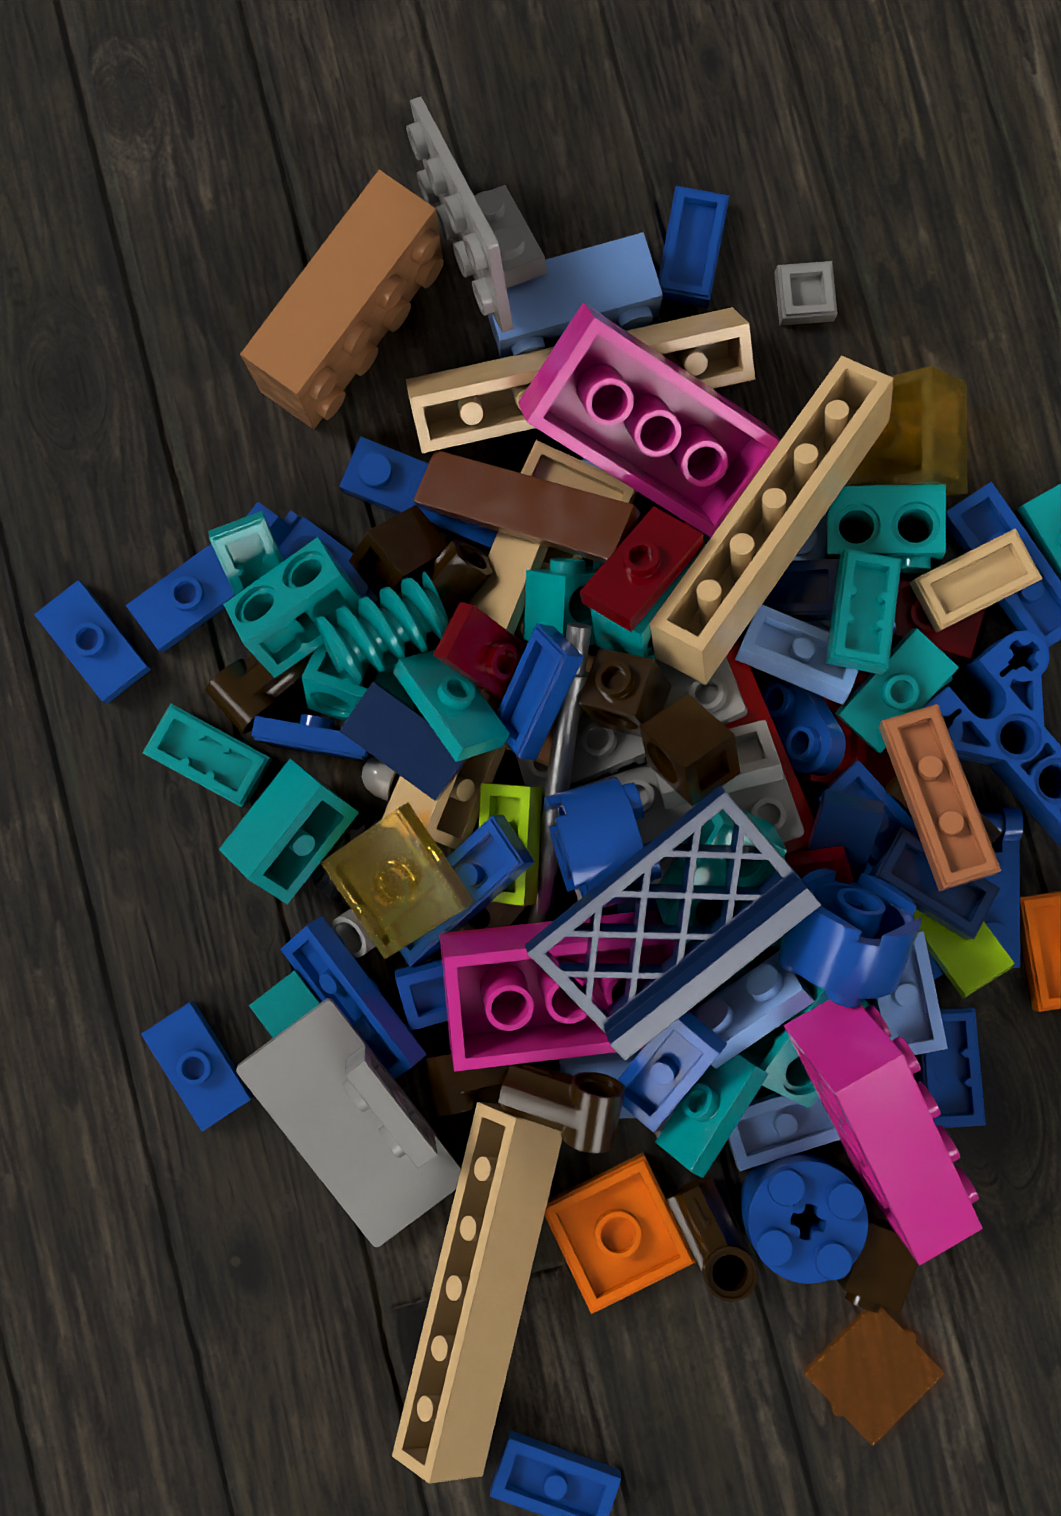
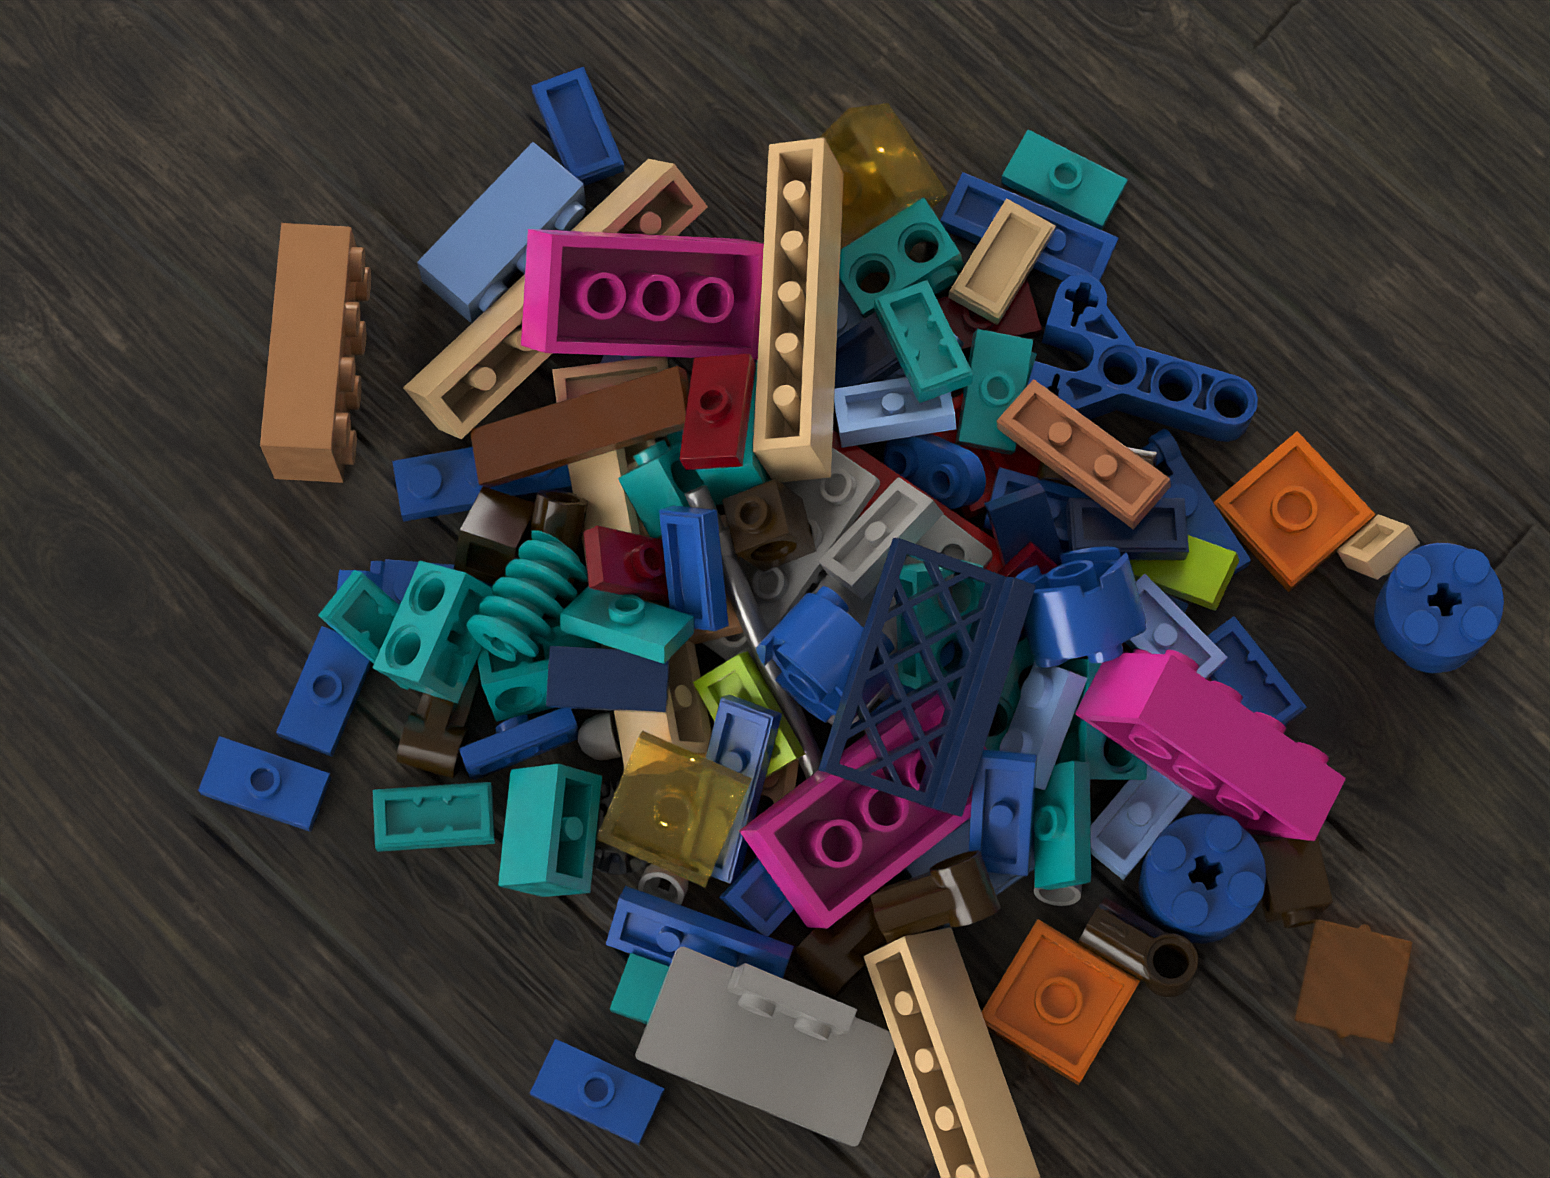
camera: 35 degrees left, 10 degrees down
(487, 227) = (390, 216): light grey bracket -> none
(690, 749) = (850, 532): dark brown brick -> none
(805, 293) = (702, 109): light grey tile -> none

